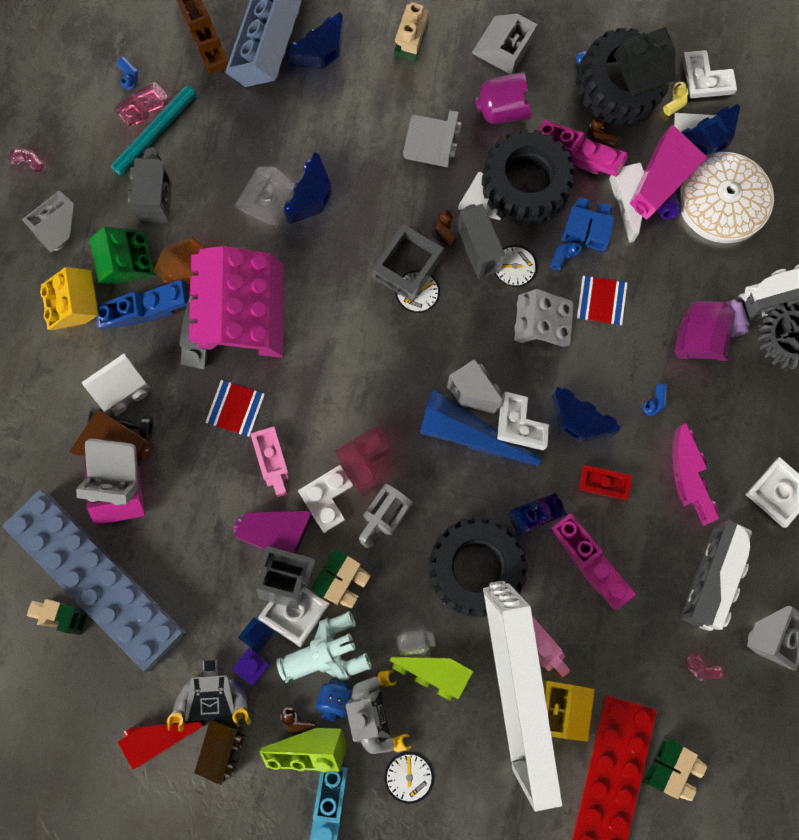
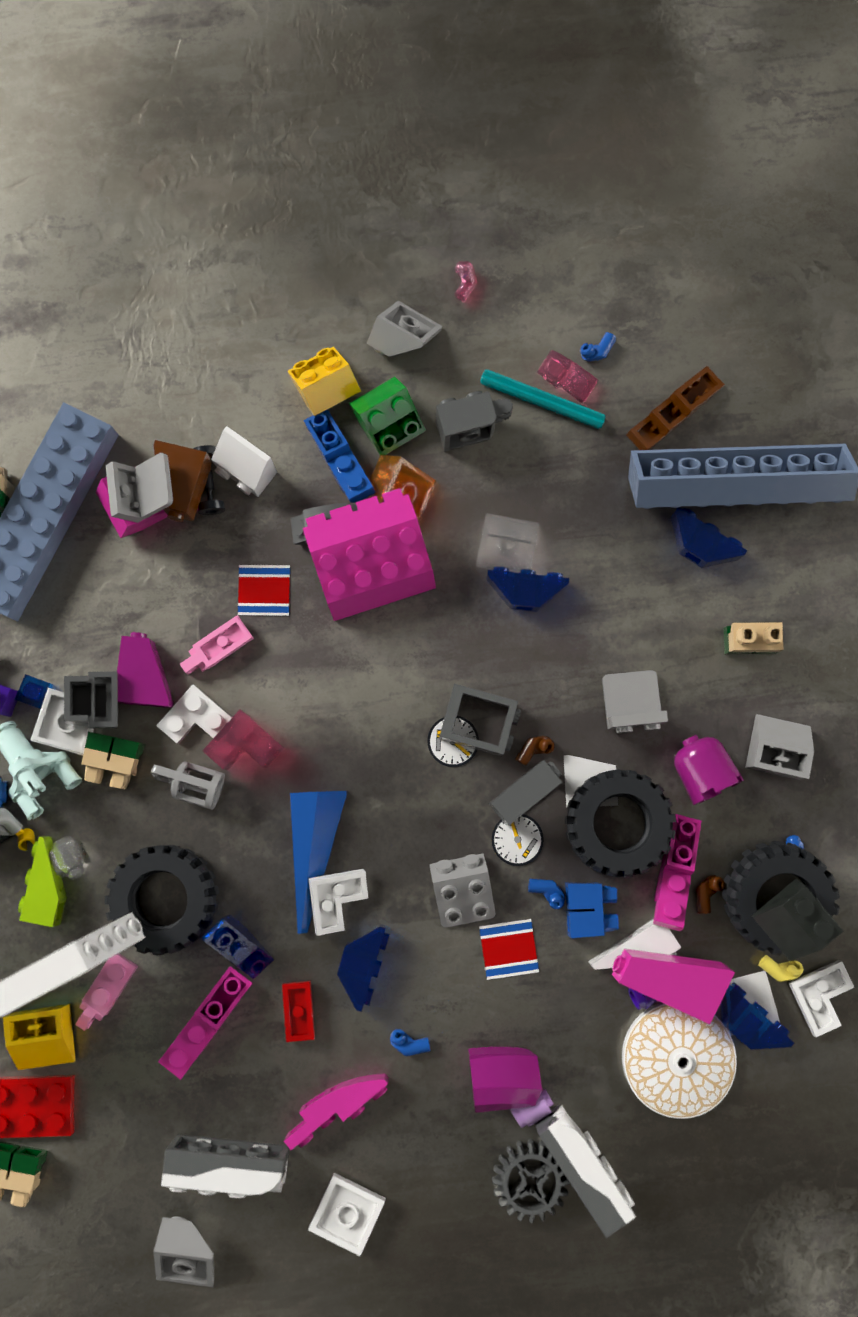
camera: 75 degrees right, 5 degrees up
(473, 389) = (351, 837): light grey slope -> none
(700, 670) = (126, 1173): clear pink arm -> none

